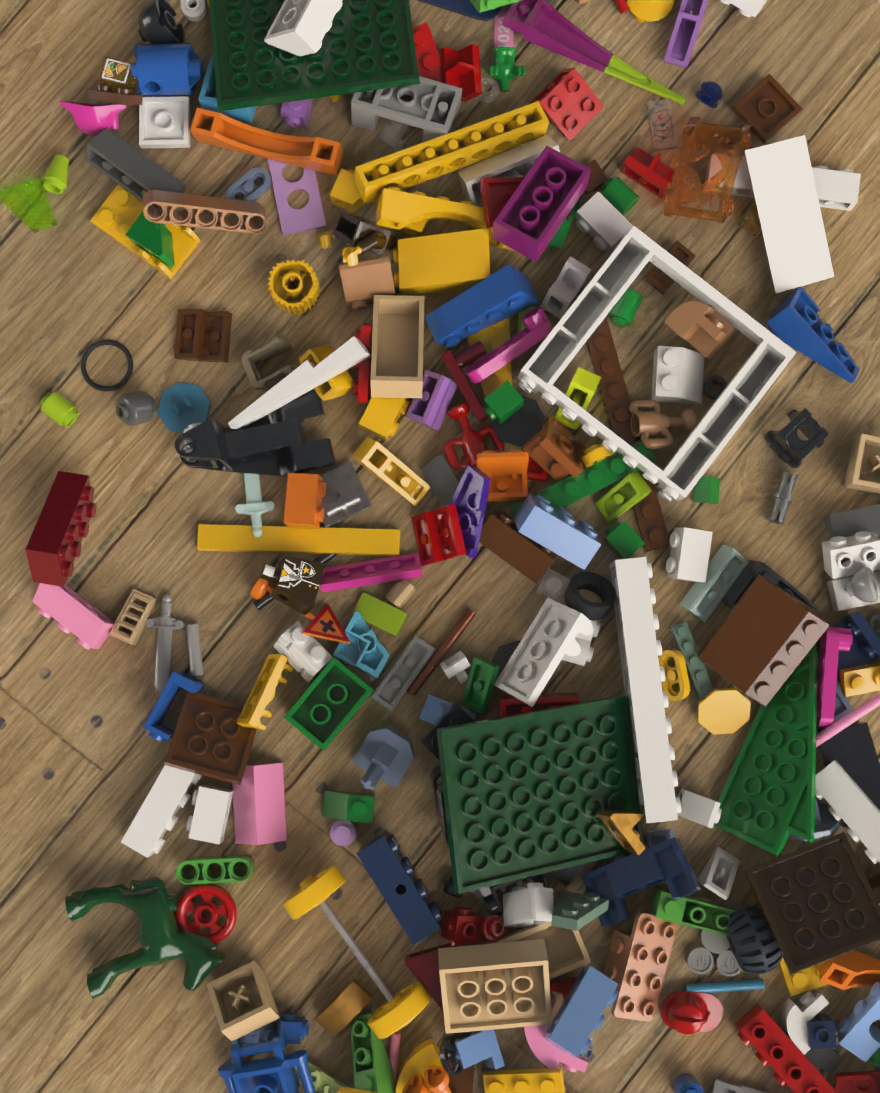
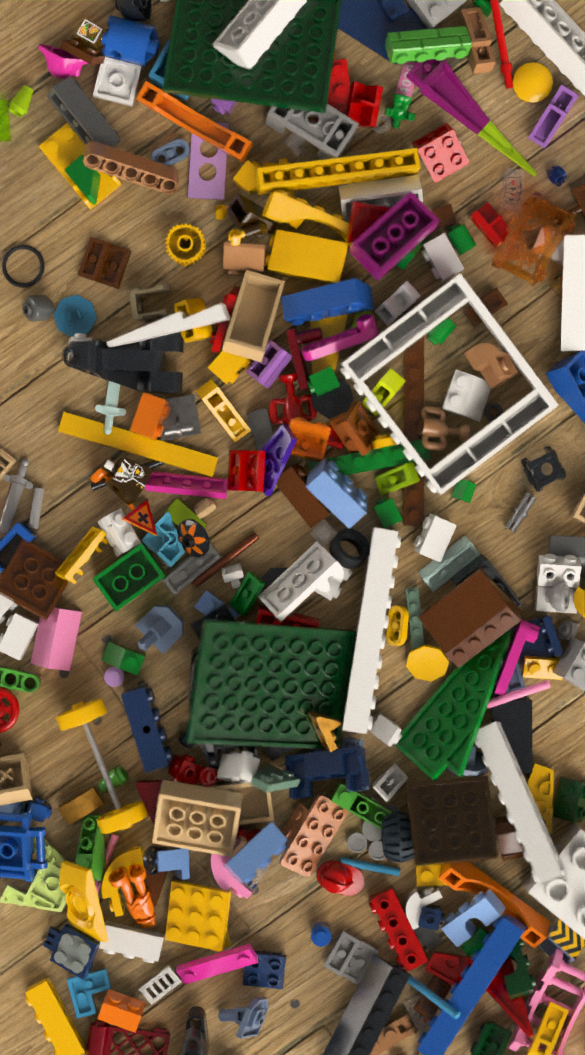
camera: 10 degrees right, 5 degrees up
(380, 958) = (118, 777): none -> bright green cone
(396, 634) = (193, 537): none -> black dish

